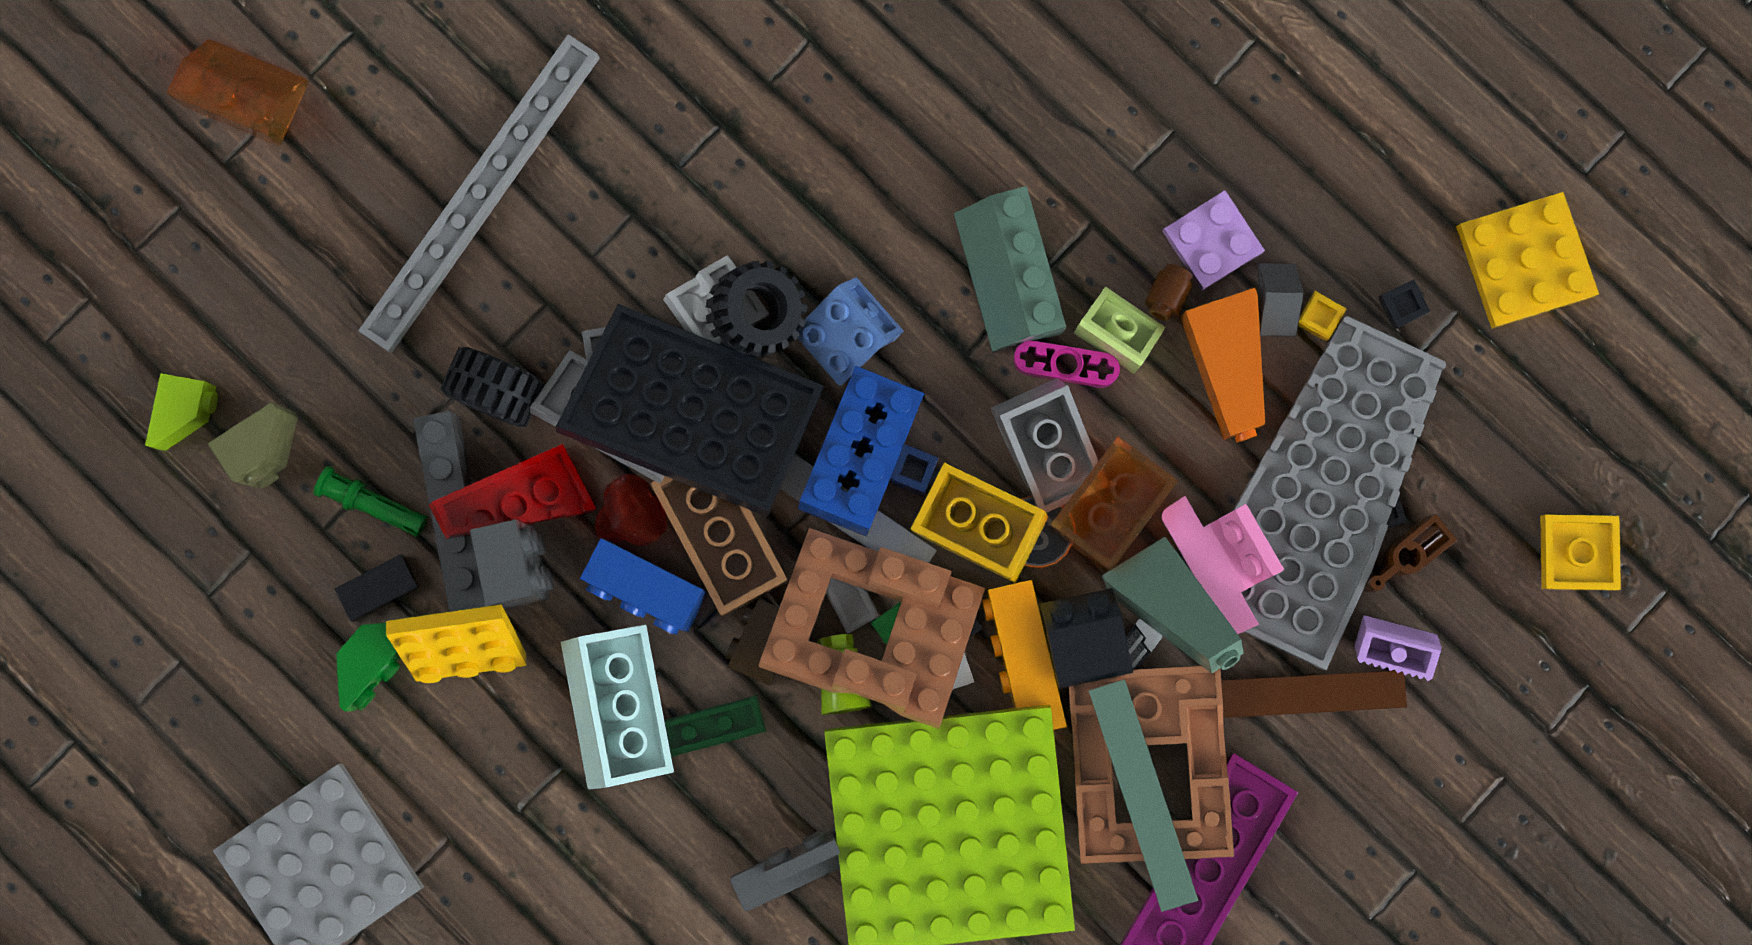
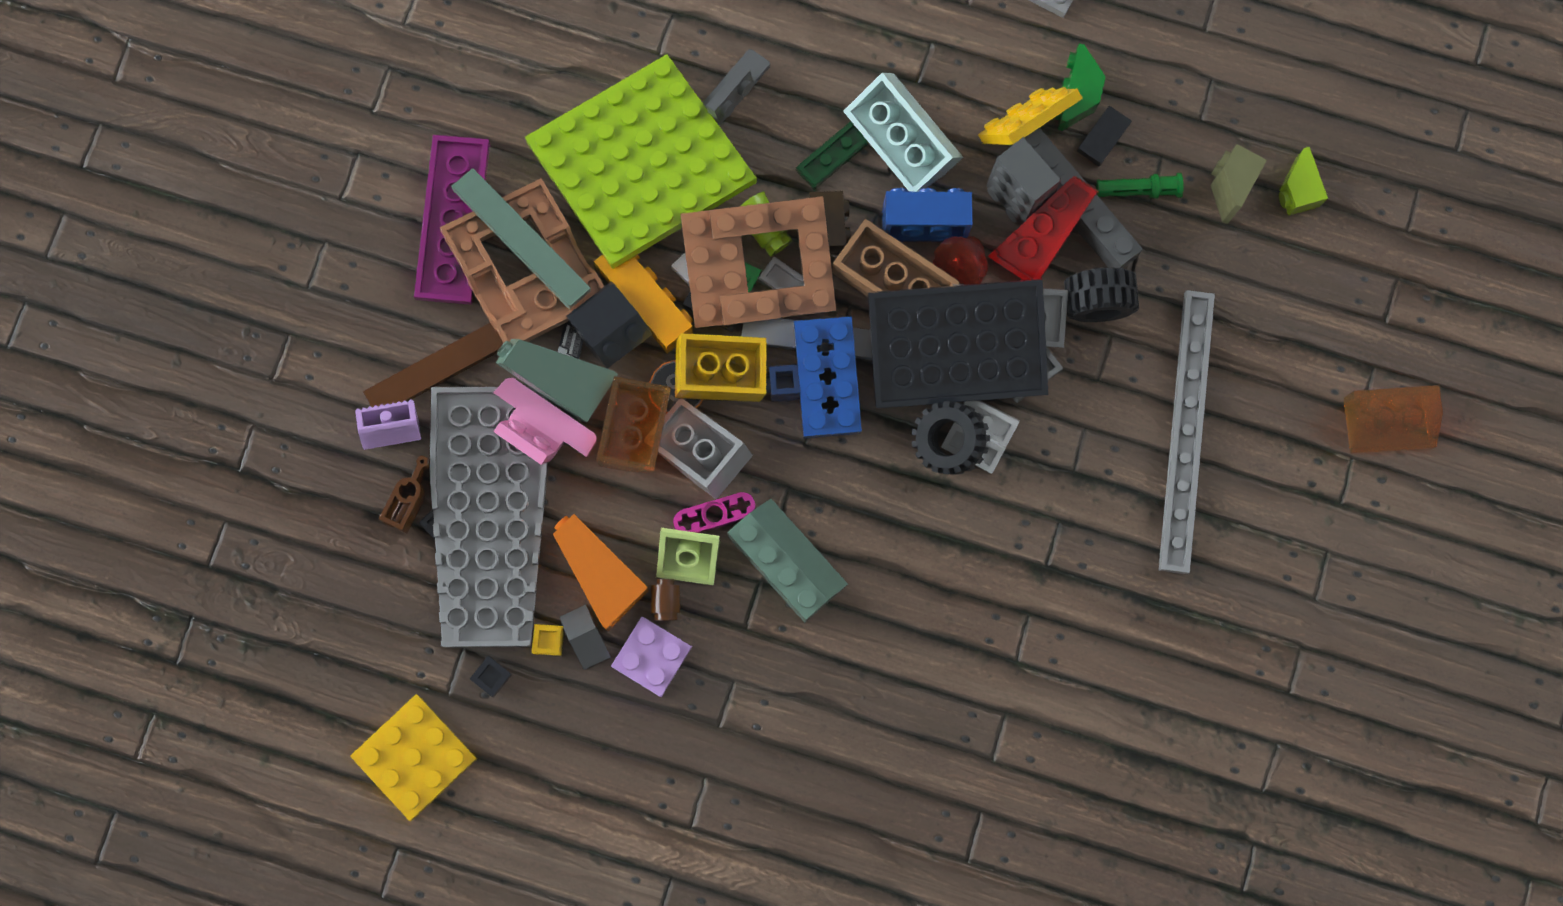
camera: 150 degrees right, 5 degrees down
(847, 330) = (879, 462): medium blue bracket -> none
(1580, 552) = (284, 558): yellow plate -> none

